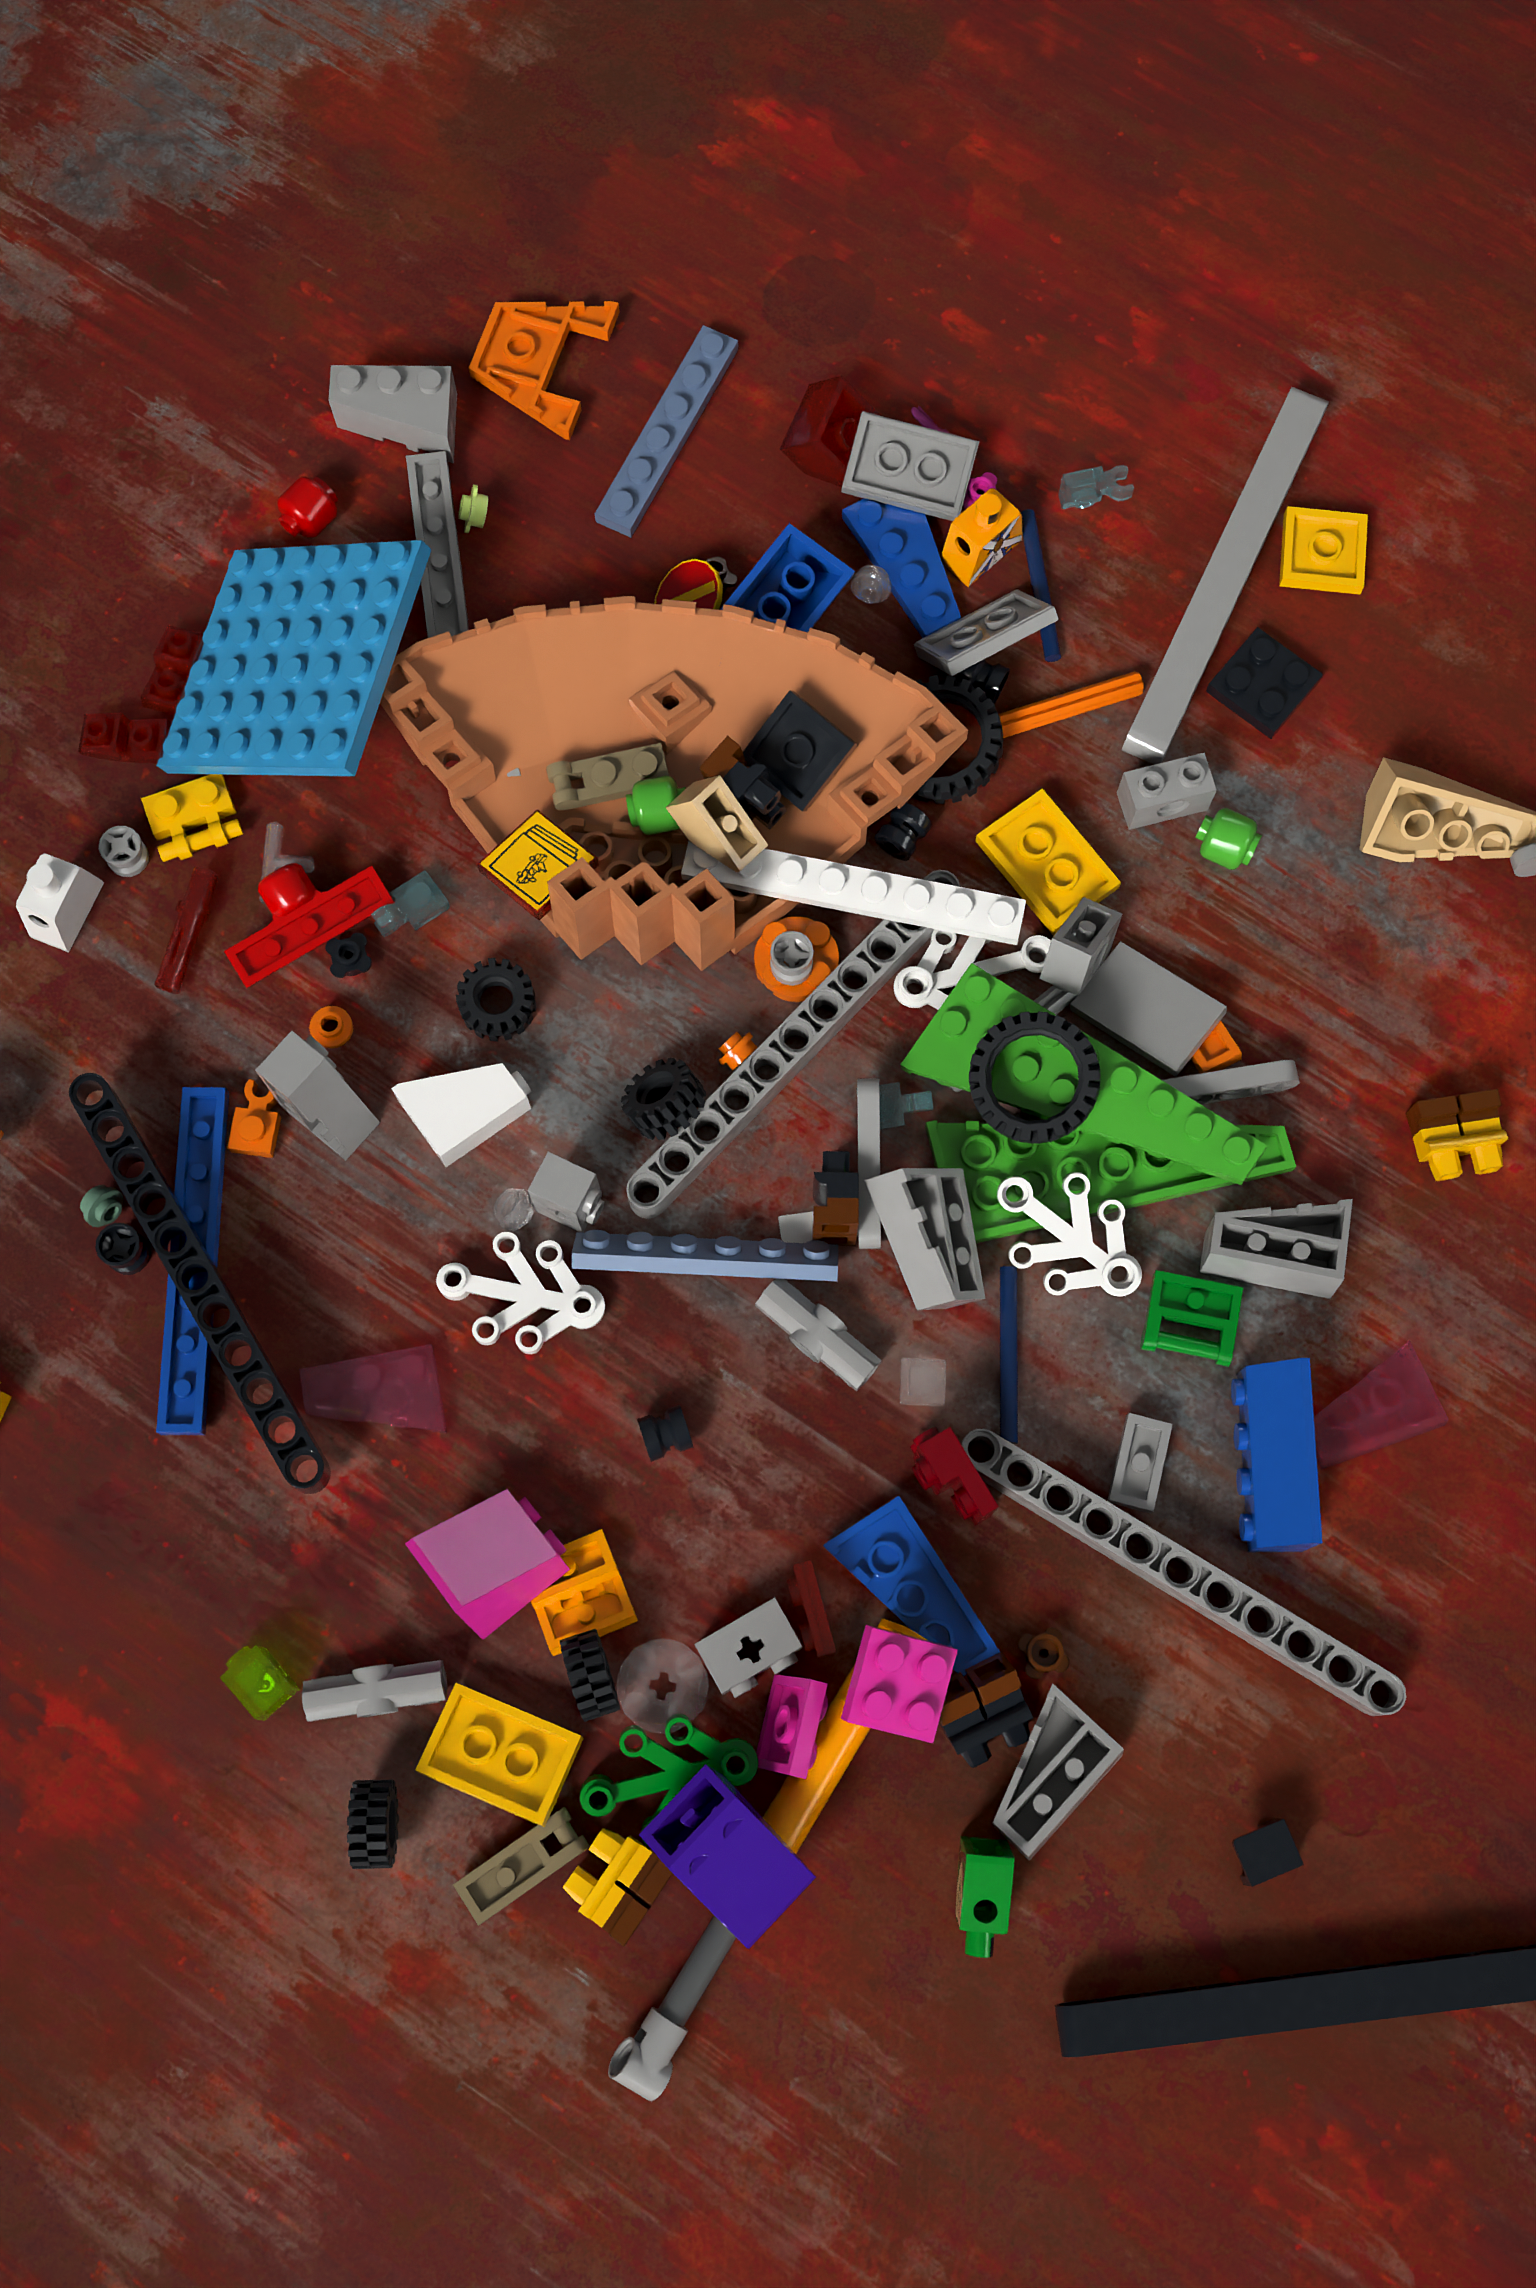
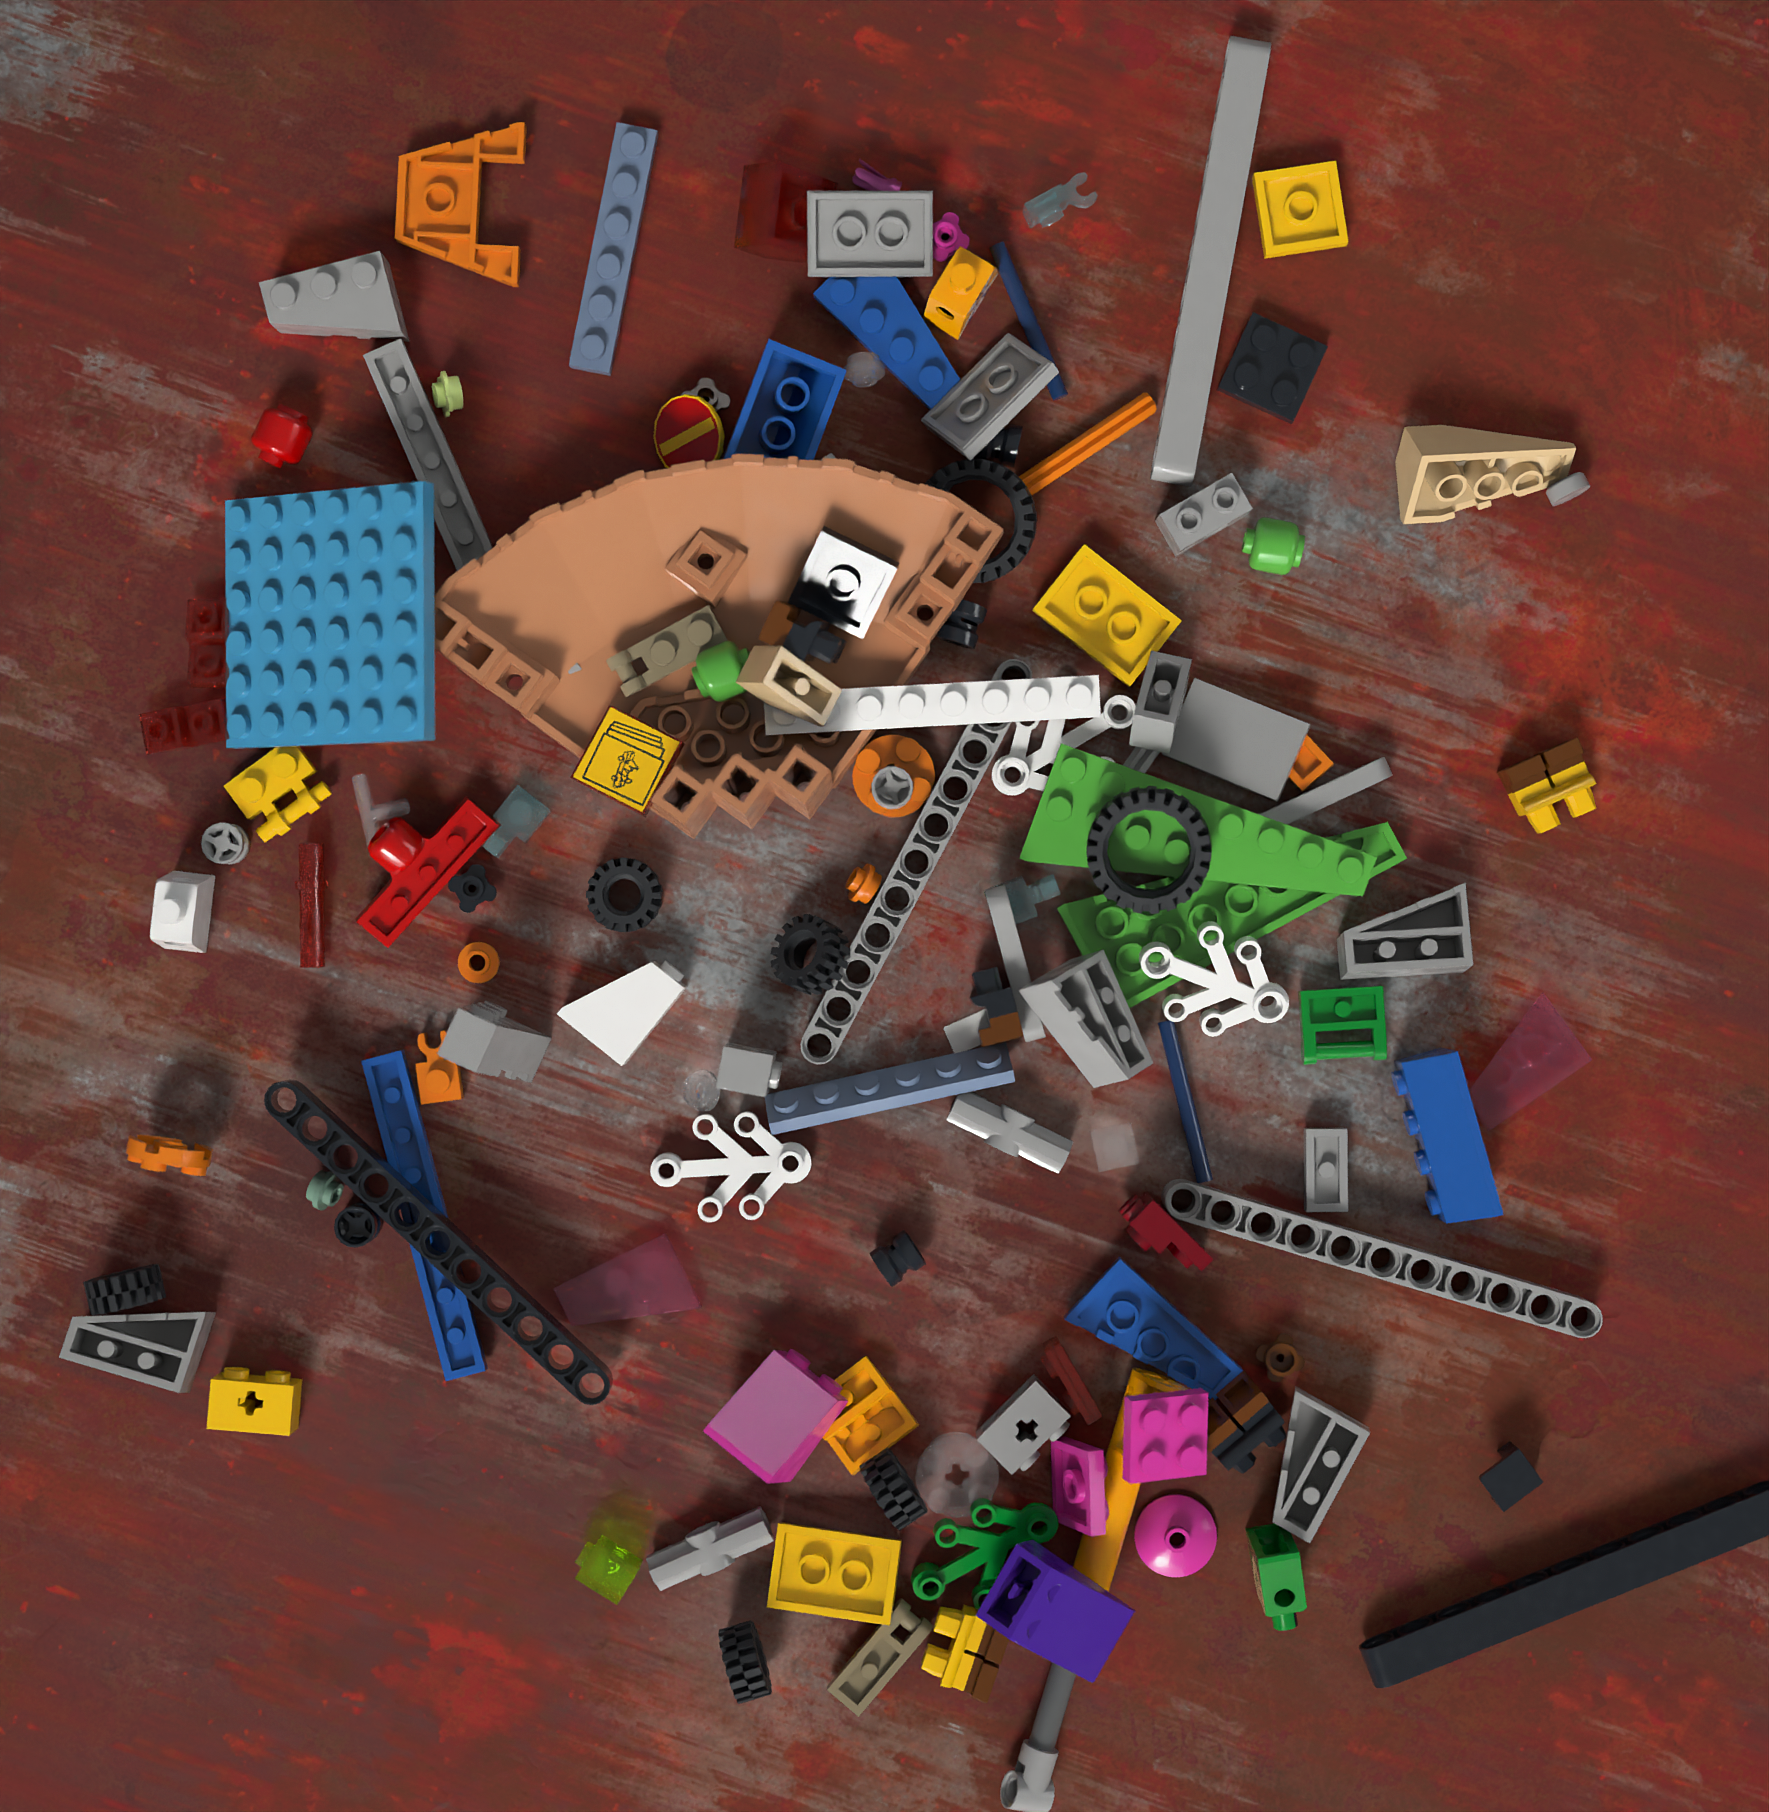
camera: 15 degrees left, 15 degrees up
(856, 1822) = (1171, 1515): none -> dark pink dish

